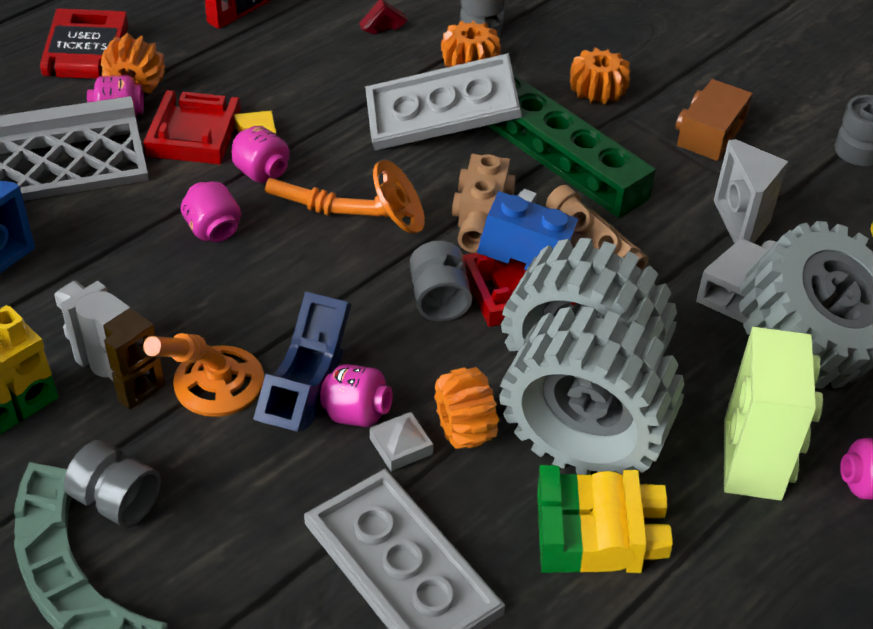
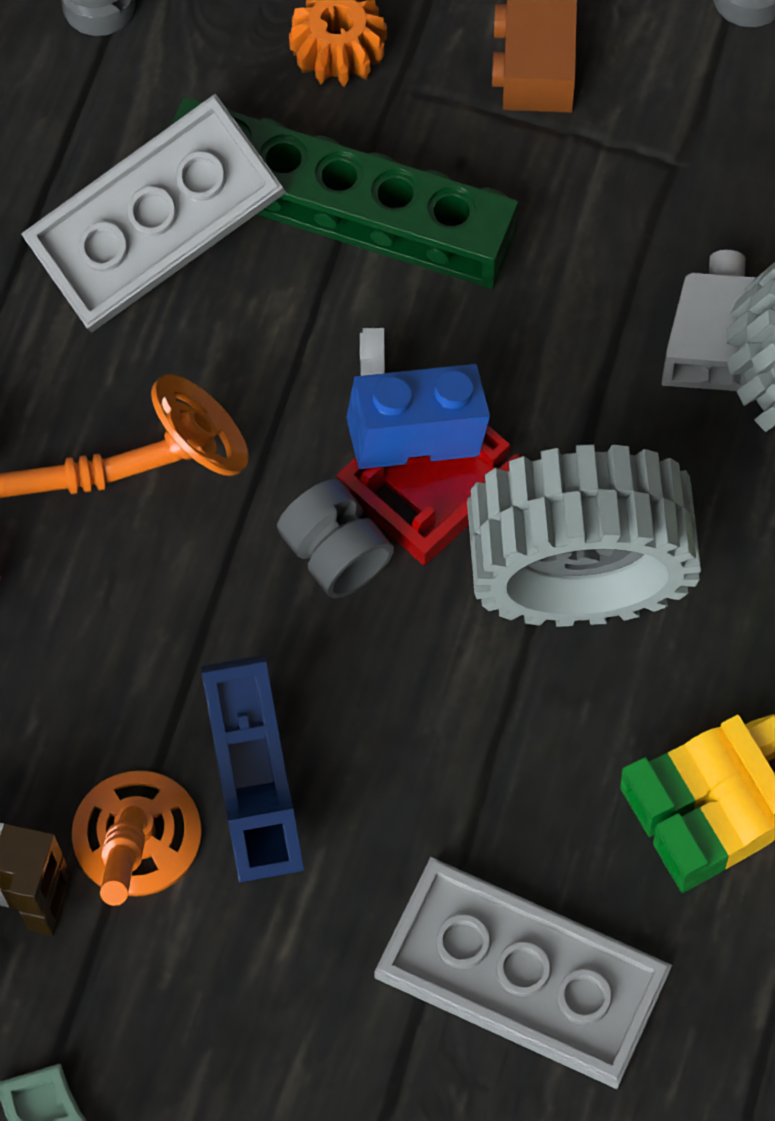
camera: 25 degrees left, 20 degrees up
(113, 483) = (127, 1061): dark grey wheel -> none
(356, 395) = (335, 774): dark pink head -> none
(401, 441) = (423, 805): light grey tile -> none
(466, 407) = (487, 727): orange gear -> none
(469, 43) = (120, 69): orange gear -> none
(479, 188) = (292, 329): medium nougat brick -> none
(591, 224) = (504, 363): medium nougat brick -> none
(612, 410) = (644, 647): light grey wheel -> none
(748, 189) = (655, 183): light grey slope -> none

